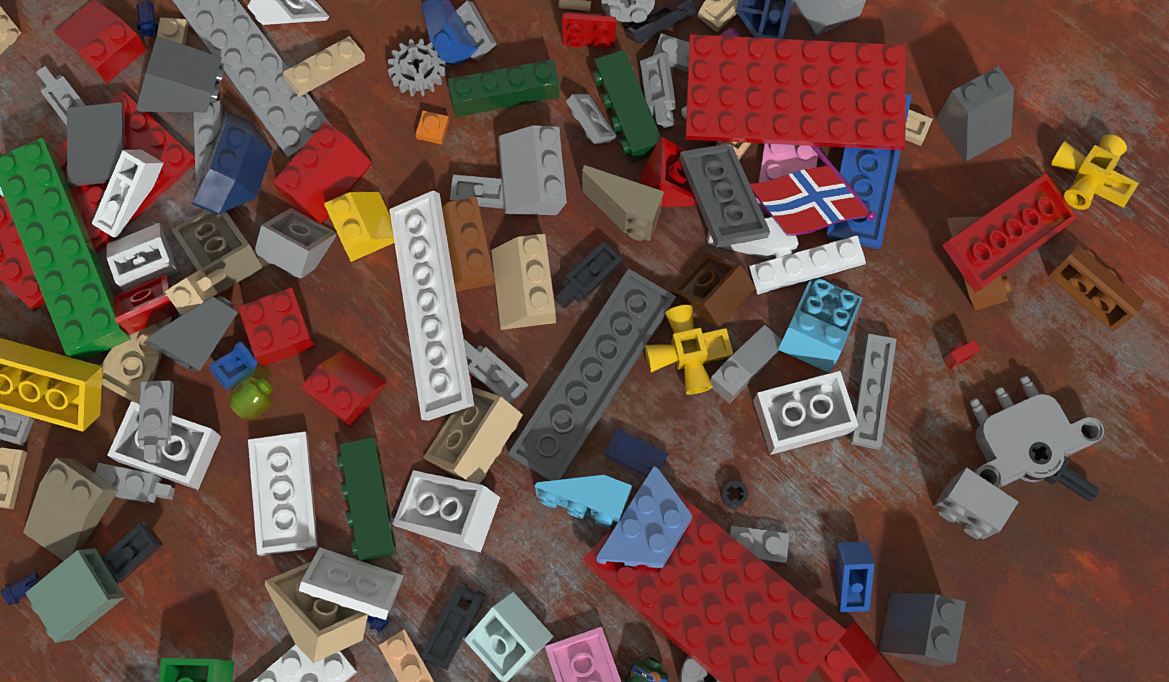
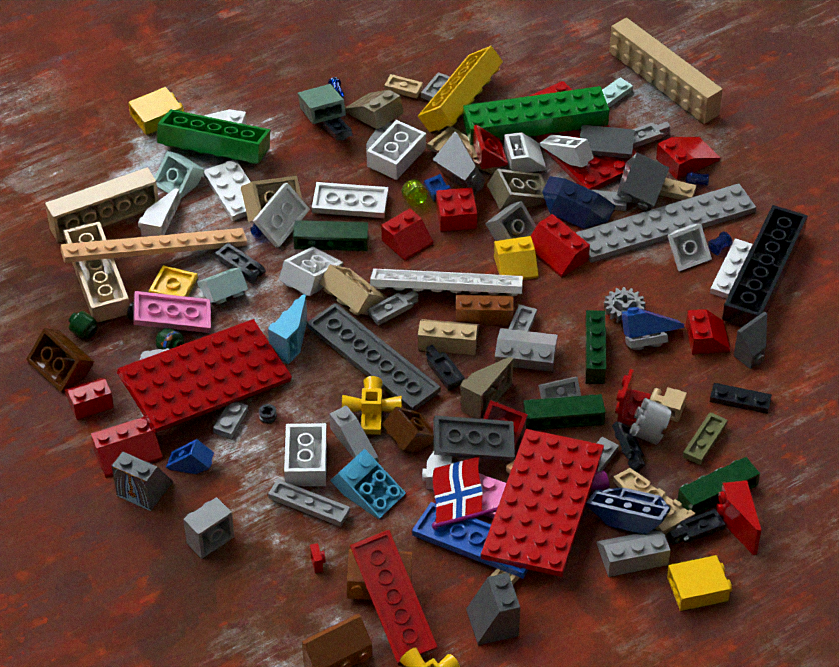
camera: 105 degrees right, 25 degrees down
(155, 418) = (409, 139): light grey hinge -> none
(194, 290) = (484, 162): tan brick -> none
(323, 66) = (637, 258): tan plate -> none
(432, 127) = (577, 309): orange plate -> none
(635, 453) = (313, 370): clear blue plate -> none
(648, 526) = (261, 353): medium blue wing -> none
(659, 88) = (576, 432): light grey hinge -> none
(807, 265) = (411, 486): white plate -> none
(1030, 427) = (239, 580): light grey piece -> none

